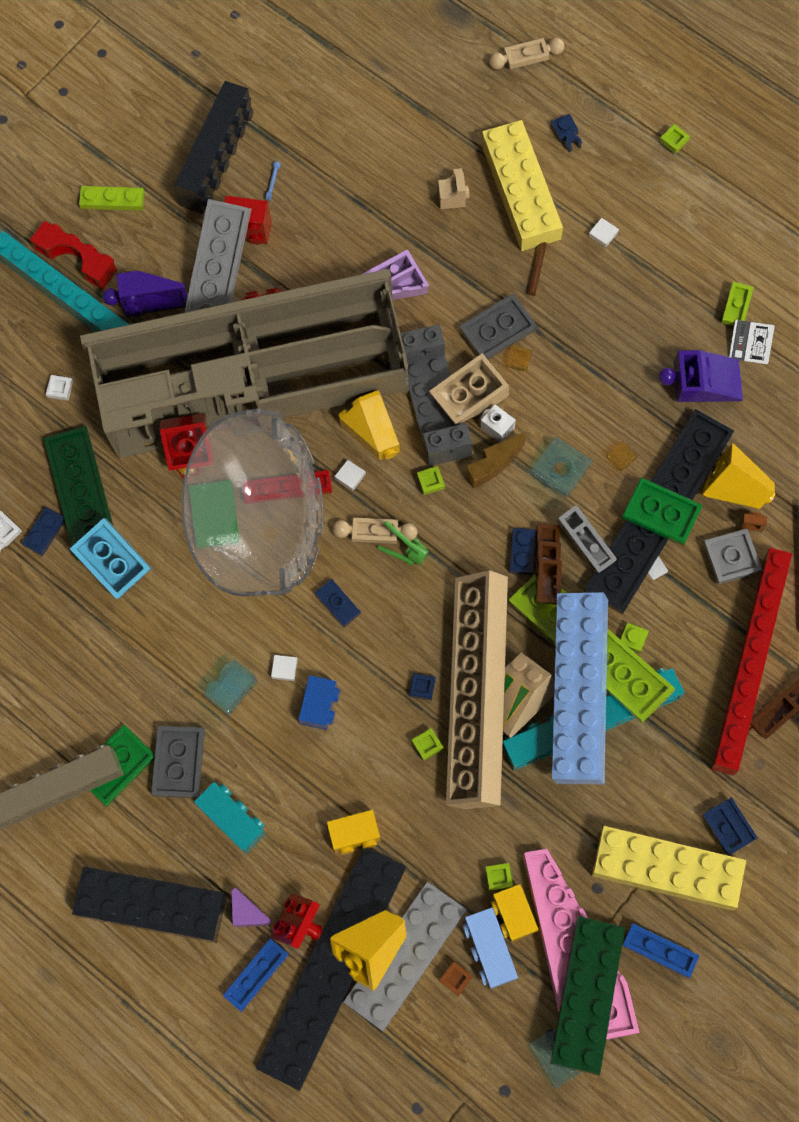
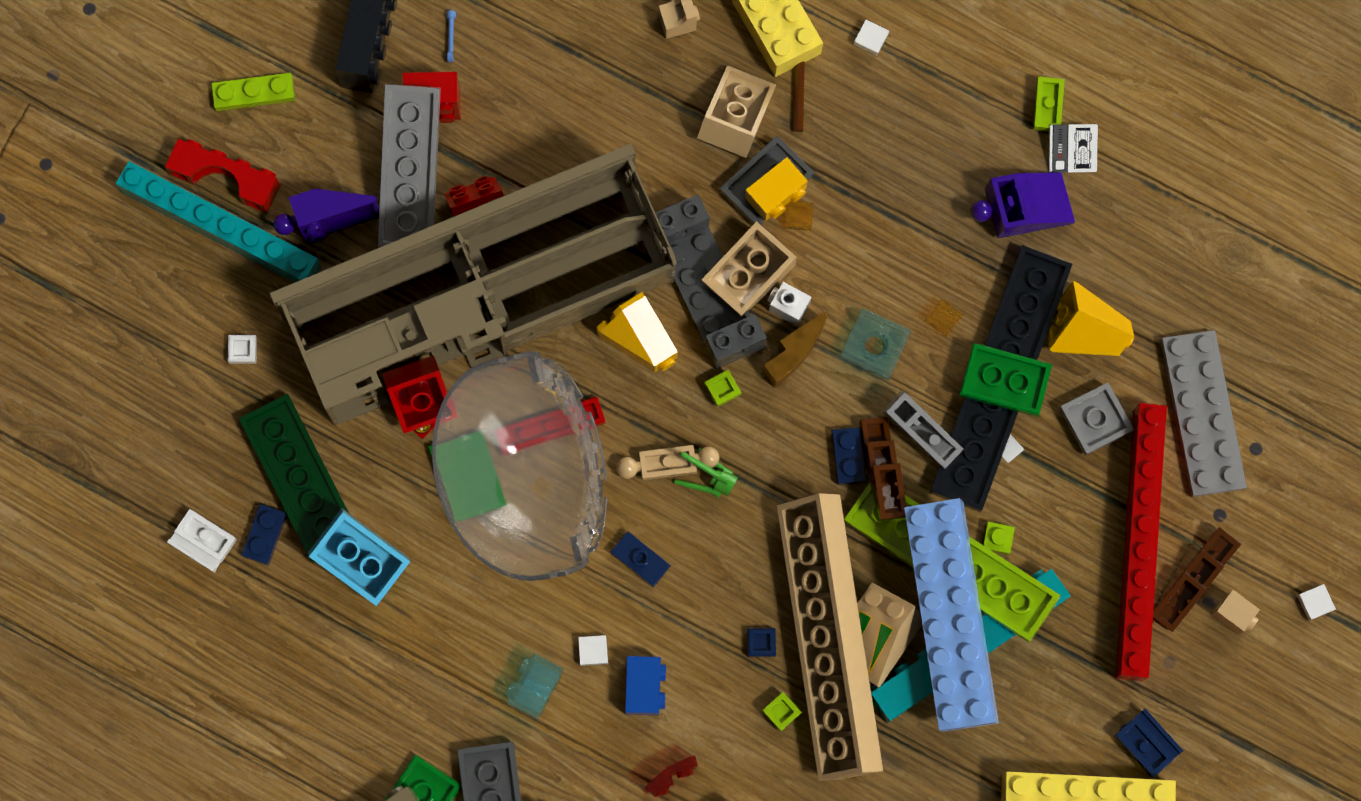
camera: 20 degrees left, 5 degrees up
(318, 782) = (663, 781): none -> clear red slope
(350, 475) = (623, 398): white tile -> none
(405, 276) = (635, 129): lavender wedge -> none
(484, 271) = (736, 111): none -> tan slope
(503, 332) = (776, 190): none -> yellow brick
(753, 521) = (1113, 372): dark orange plate -> none

